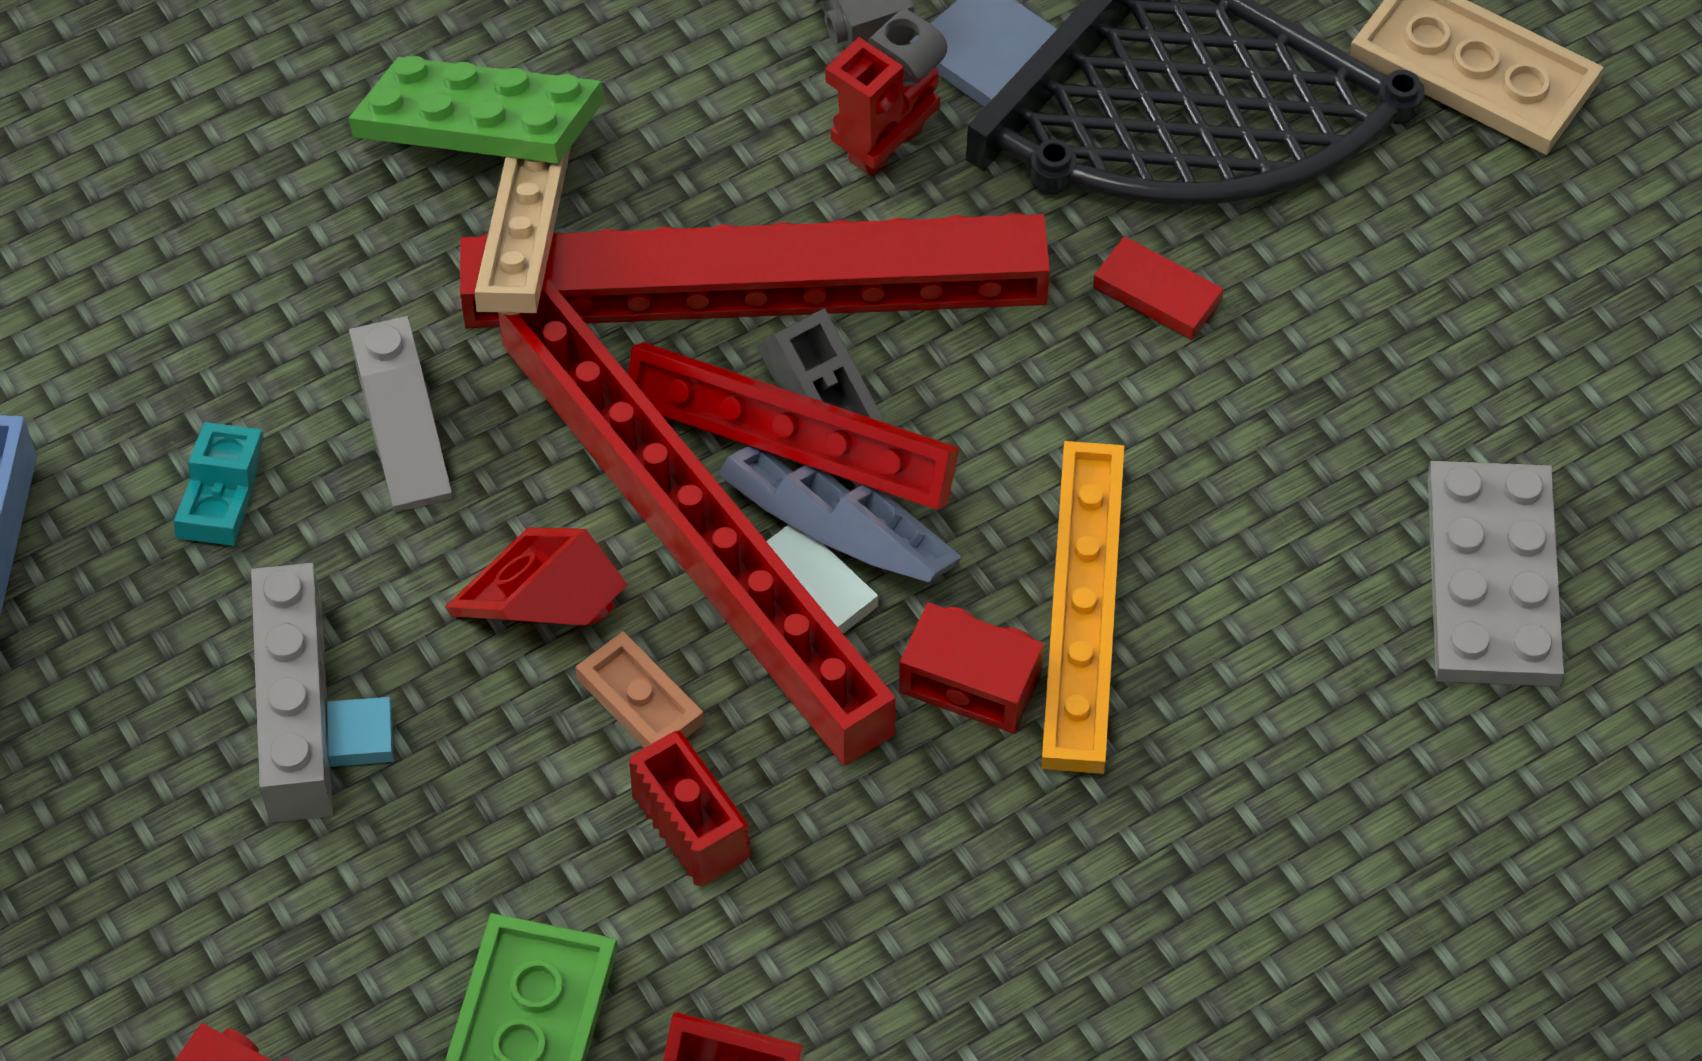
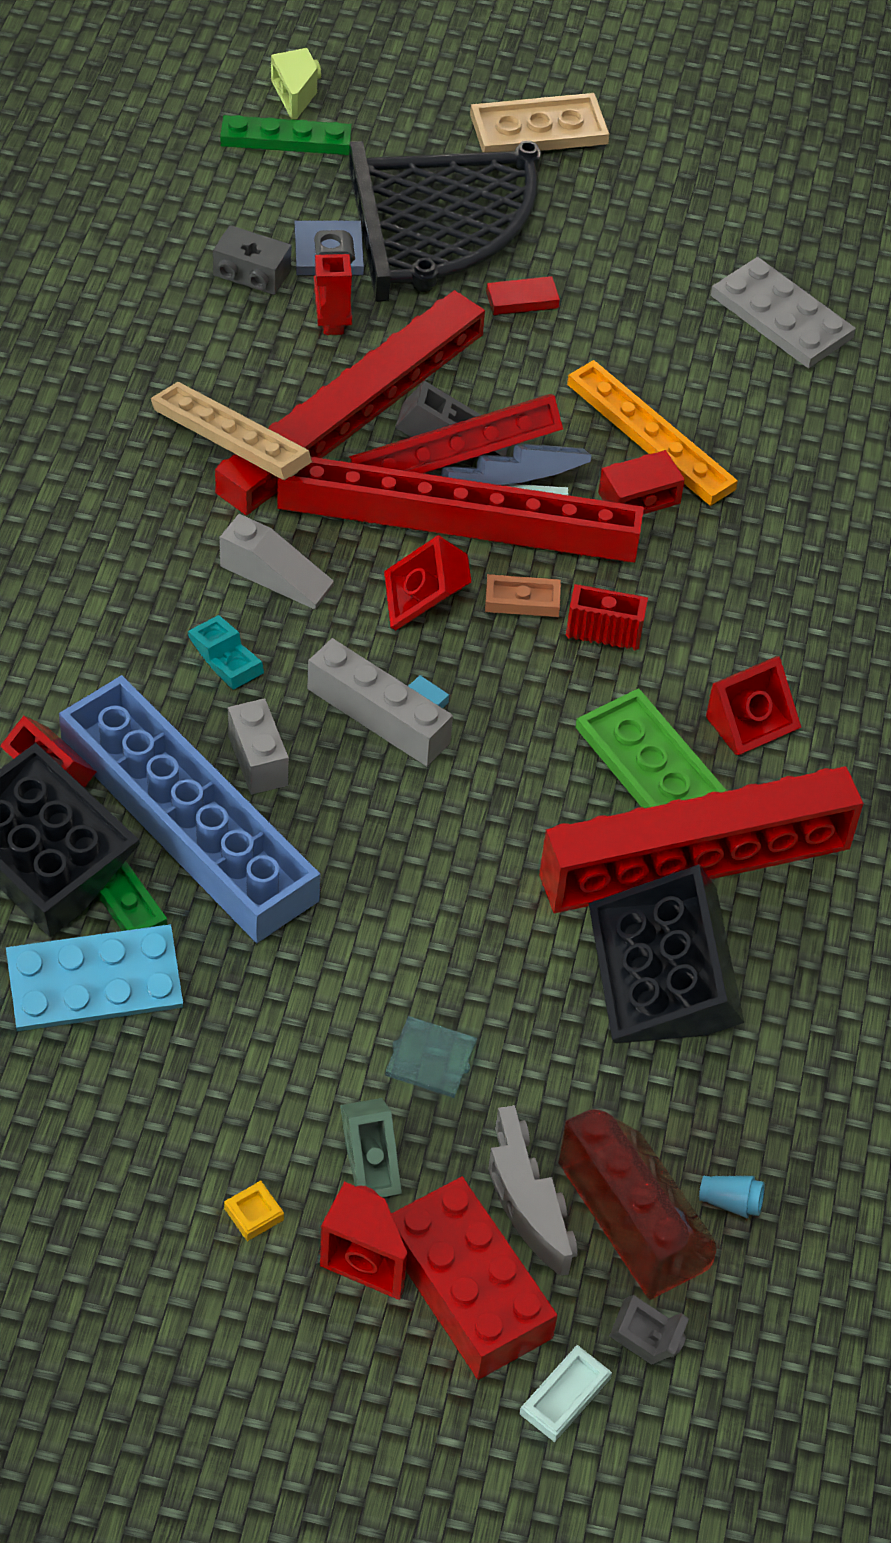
camera: 50 degrees left, 5 degrees down
(91, 631) = (258, 746): none -> light grey brick
(477, 109) = (147, 414): bright green plate -> none

